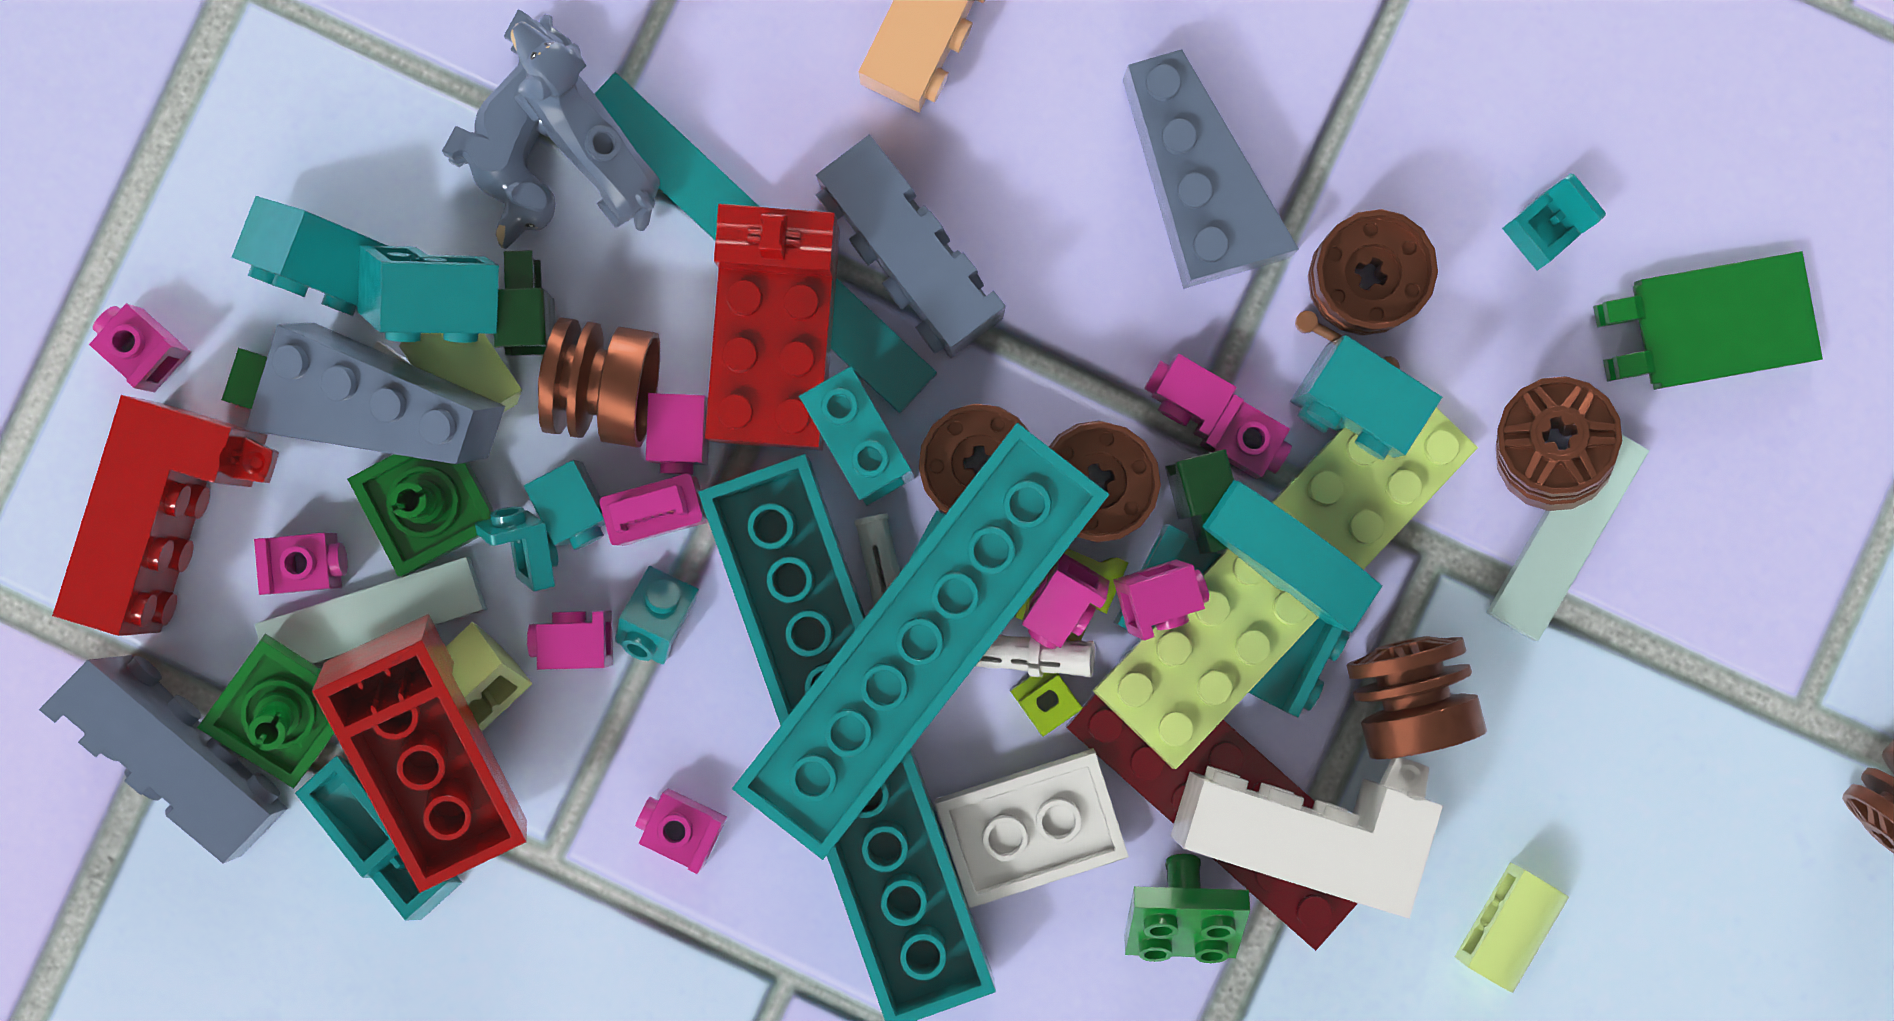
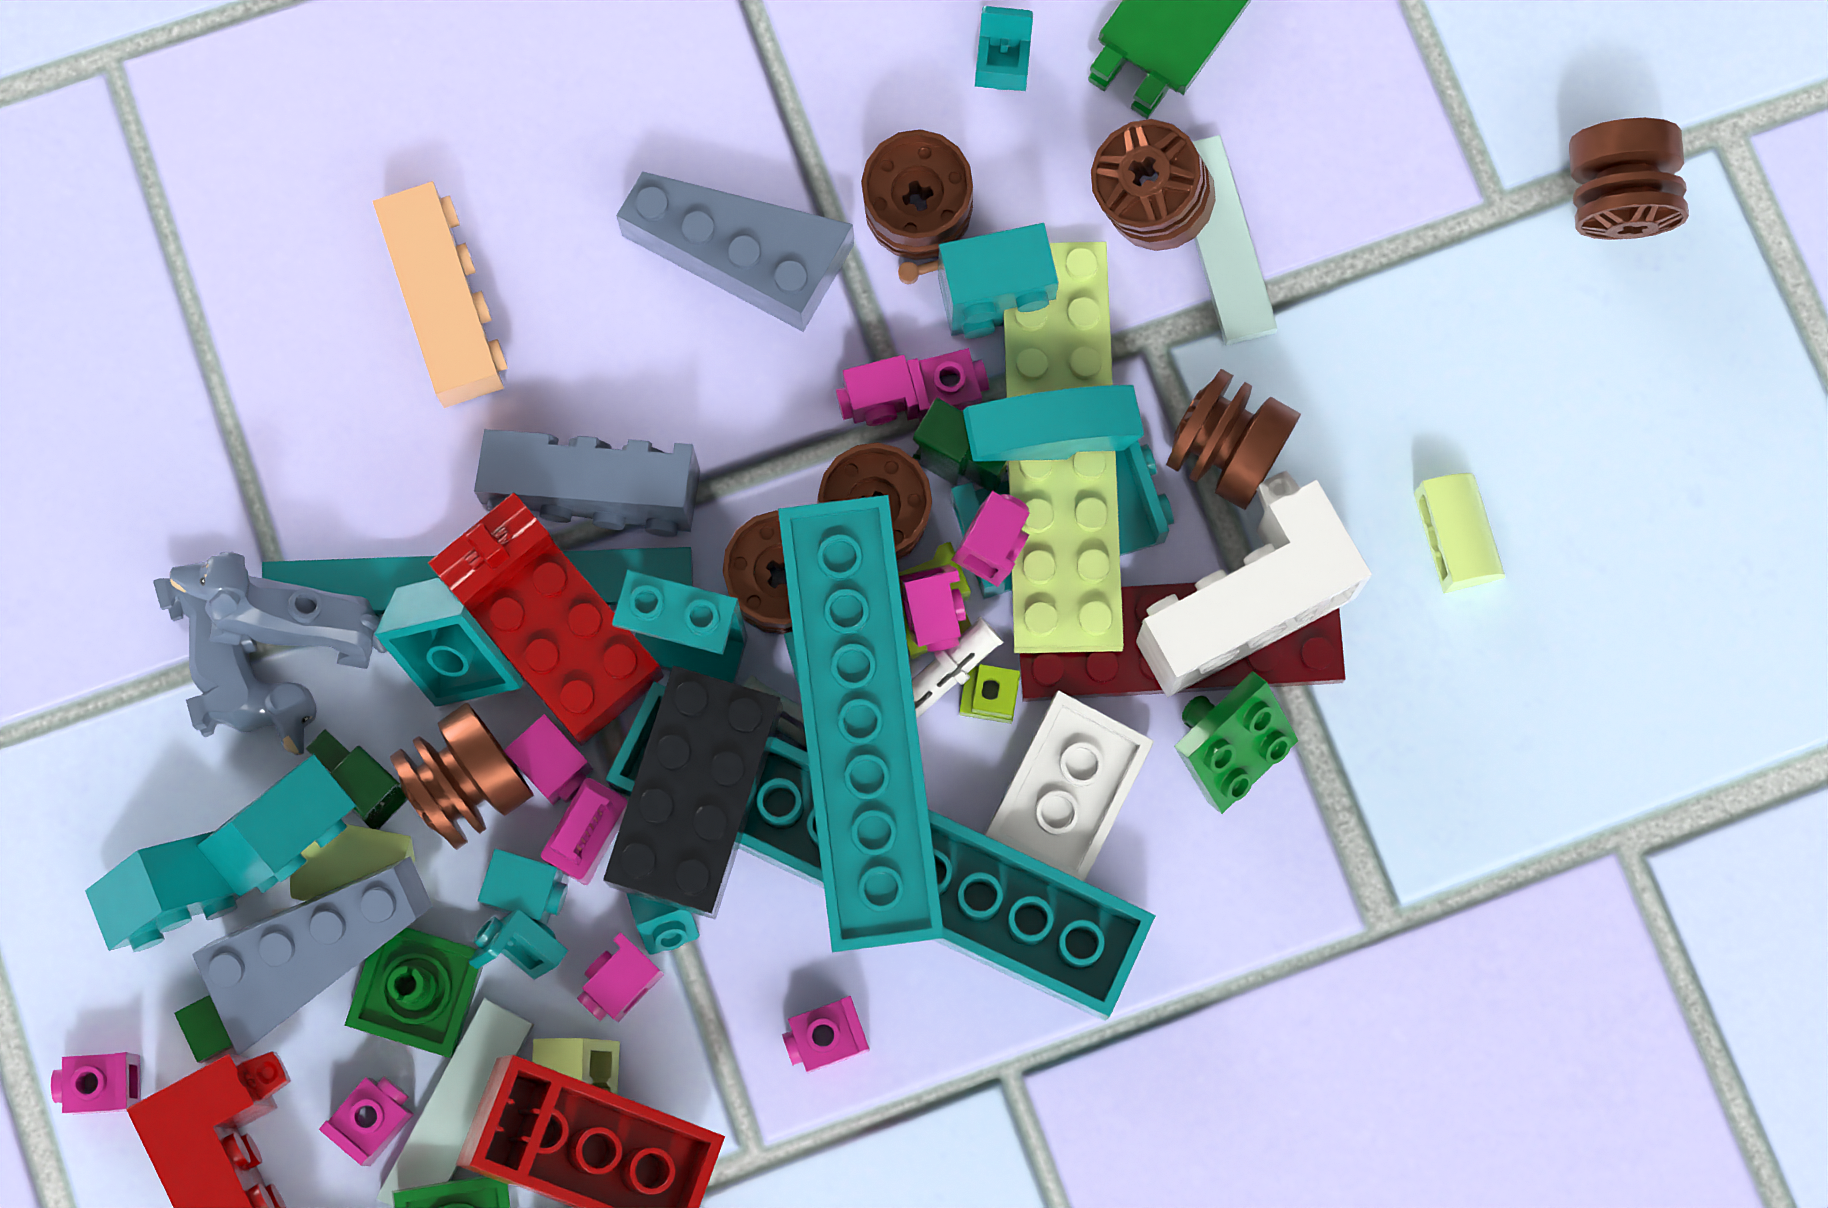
camera: 45 degrees left, 10 degrees down
(679, 269) = (443, 645): none -> teal slope
(745, 571) = (693, 792): none -> black brick

